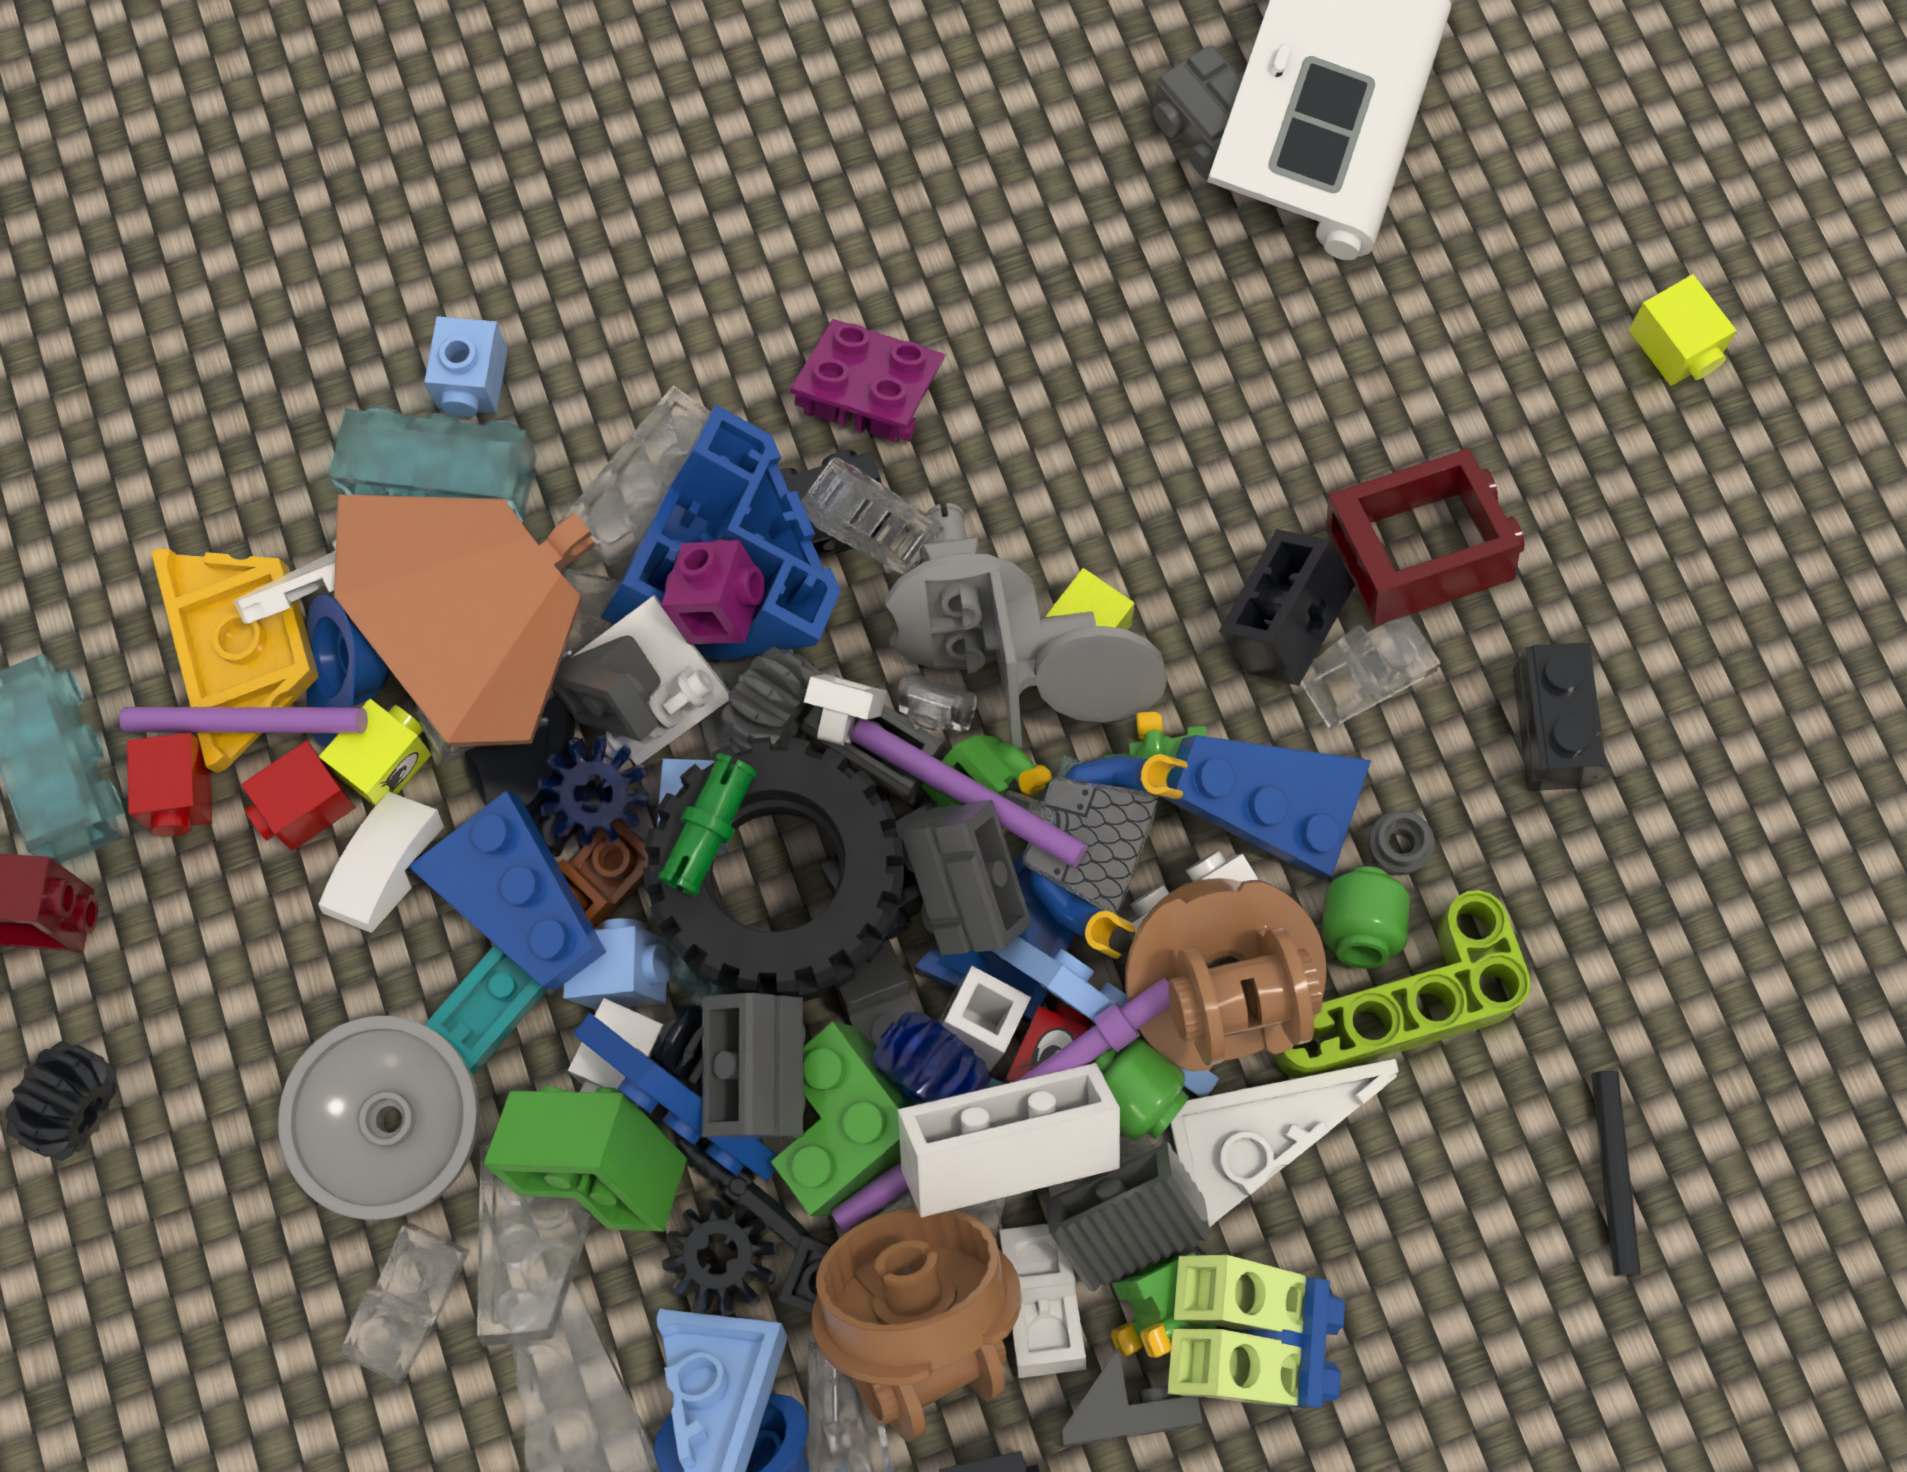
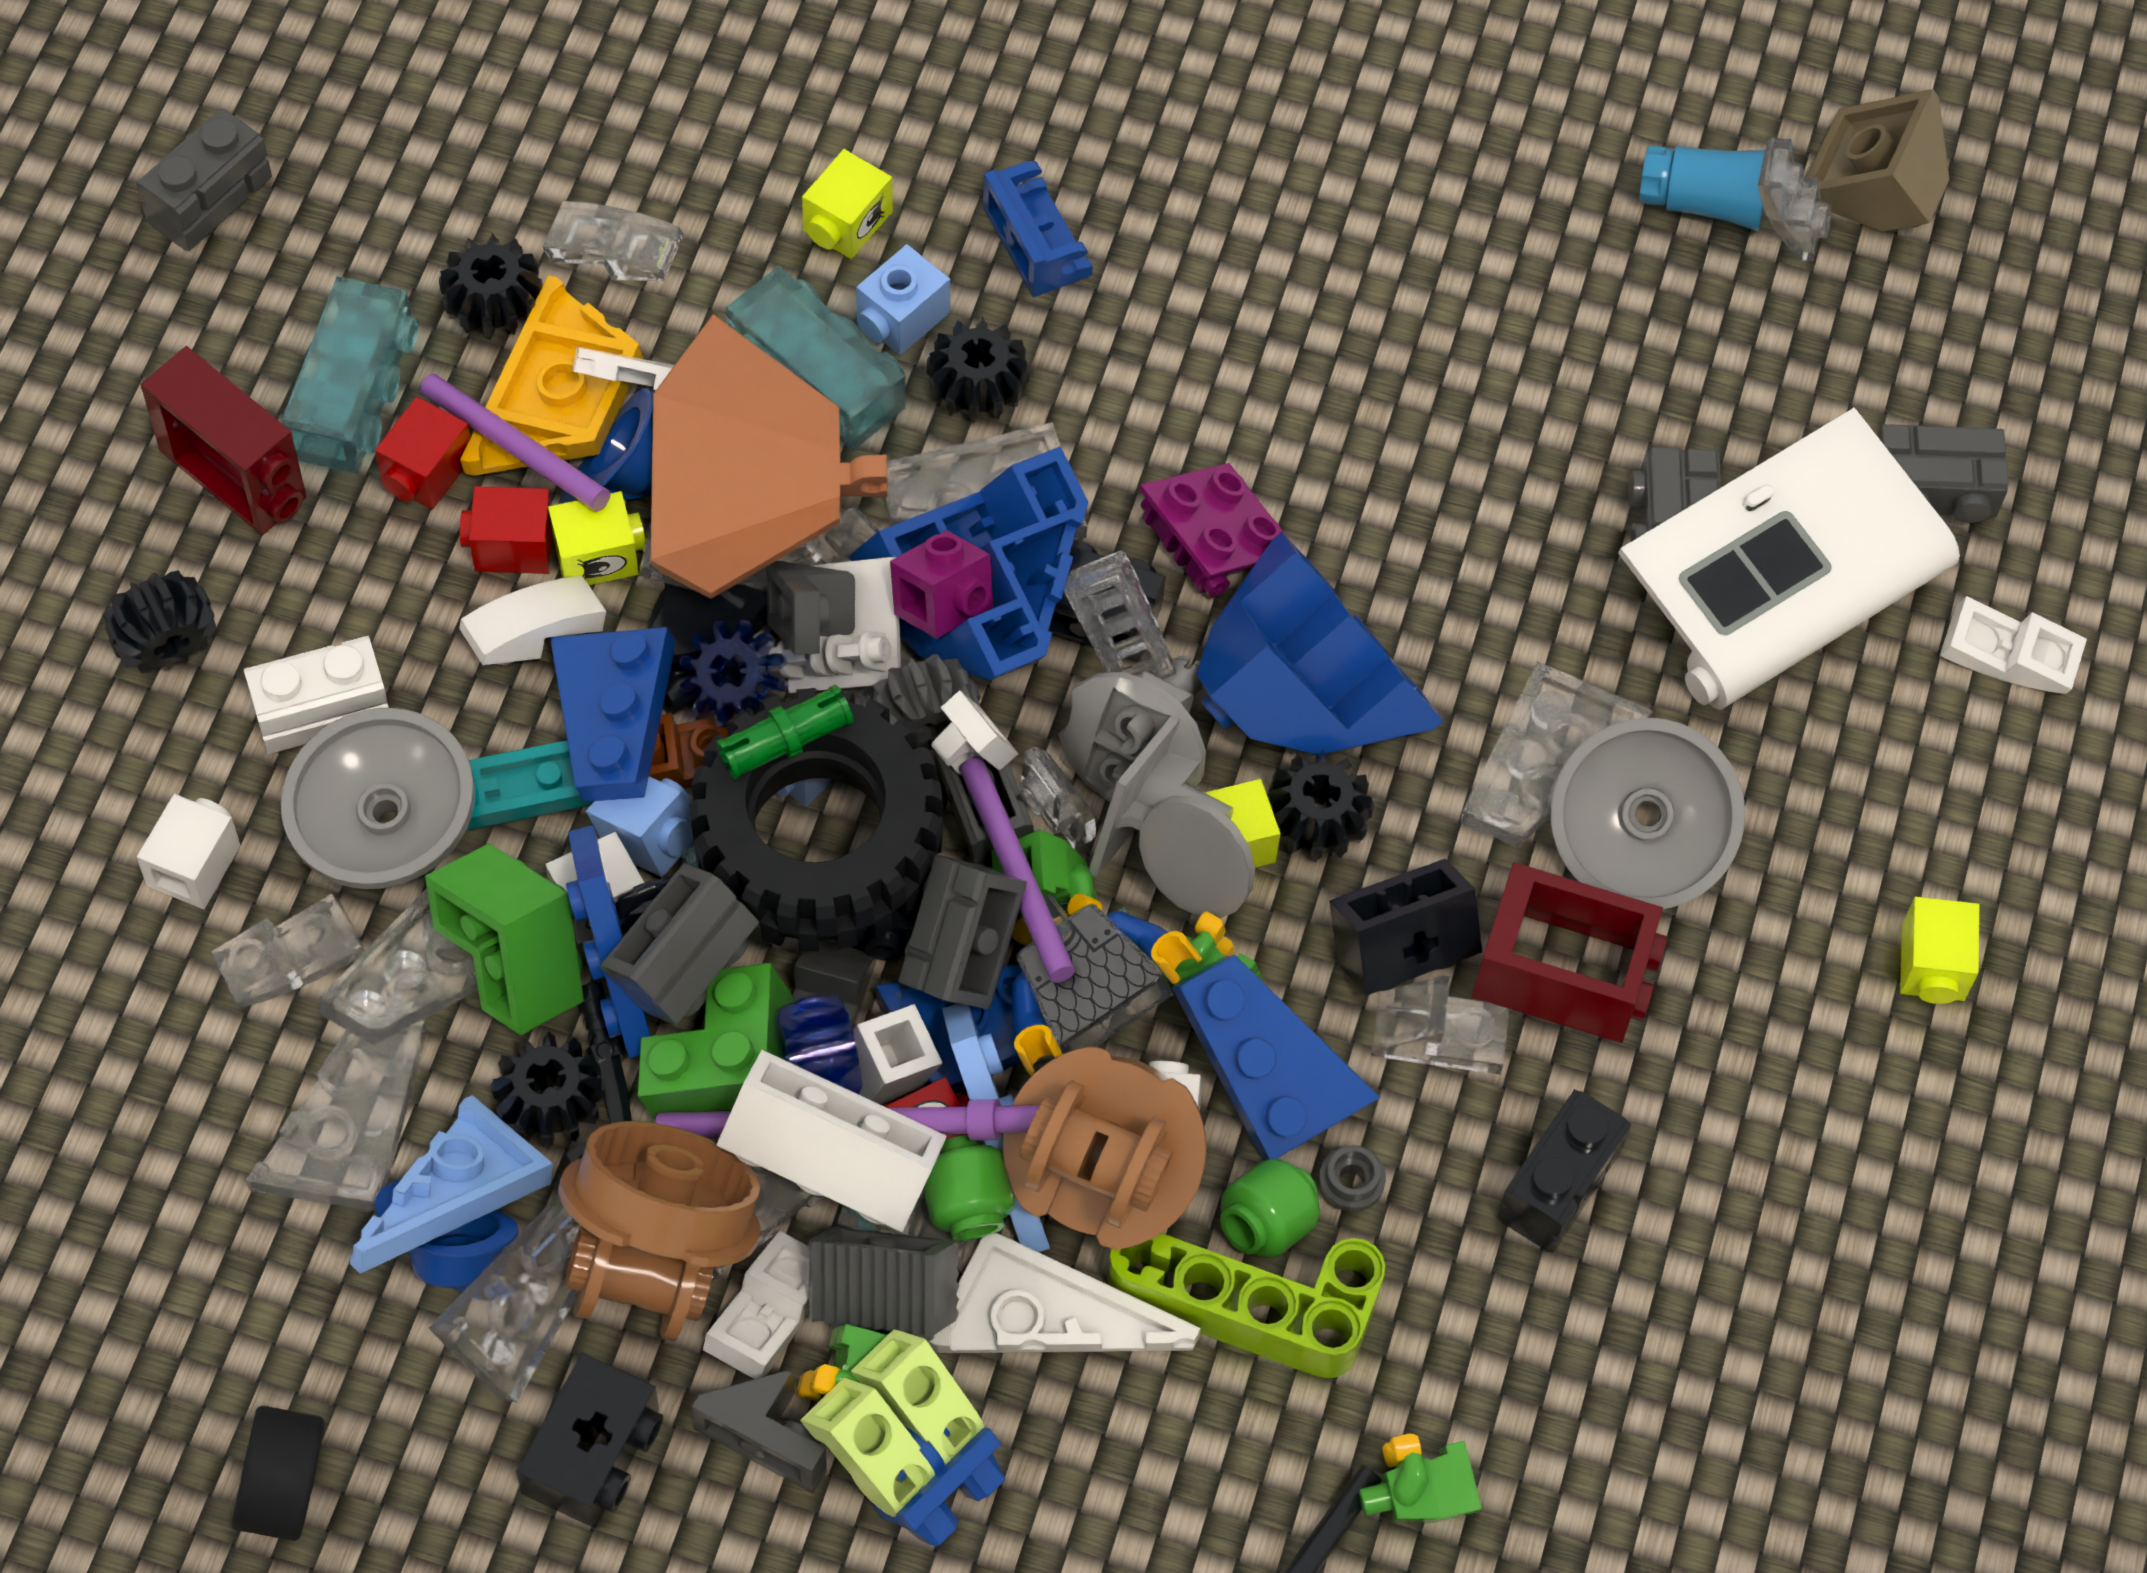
camera: 30 degrees right, 10 degrees down
(108, 595) = (490, 285): none -> black gear
(183, 478) = (620, 239): none -> clear slope
(248, 1062) = (312, 690): none -> white brick
(248, 1278) = (189, 850): none -> white brick
(354, 315) = (847, 204): none -> neon yellow brick
(522, 231) = (1033, 229): none -> blue hinge
(553, 375) = (978, 370): none -> black gear
(1033, 449) = (1303, 669): none -> blue brick
(1140, 536) = (1343, 801): none -> black gear
(1269, 381) = (1539, 737): none -> clear wing
(1433, 384) = (1657, 763): none -> light grey dish
(1546, 49) = (2022, 653): none -> white slope
(1661, 1055) = (1422, 1487): none -> bright green piece

